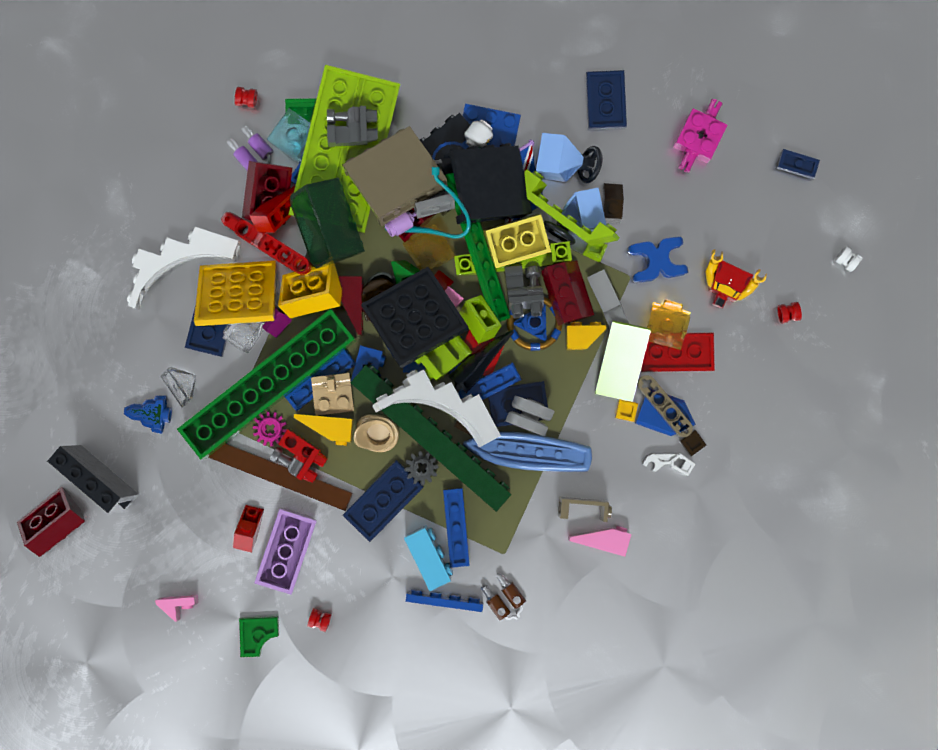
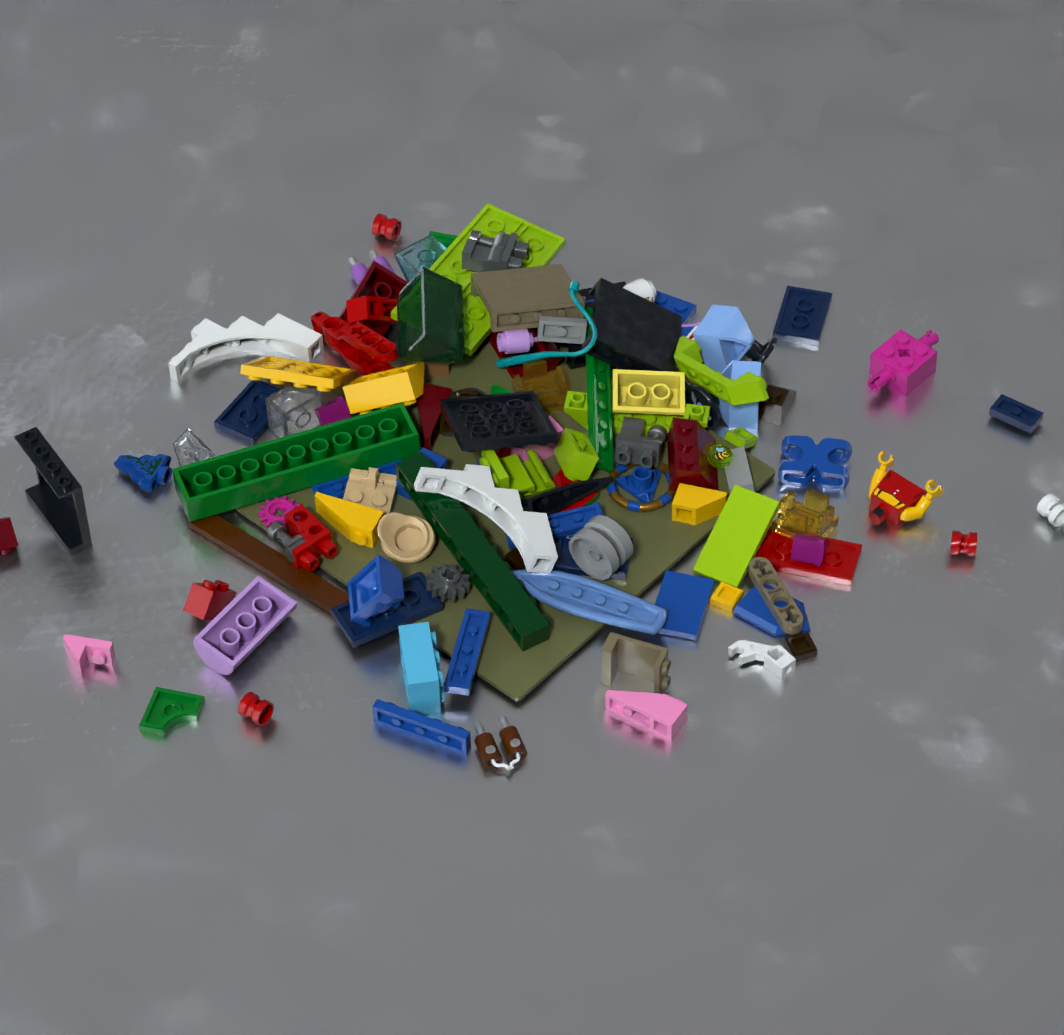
camera: 15 degrees right, 40 degrees down
(374, 506) = (375, 590): none -> blue brick
(589, 287) = (719, 456): none -> clear neon green tile
(596, 426) = (686, 603): none -> blue tile
(677, 358) = (809, 549): none -> magenta tile

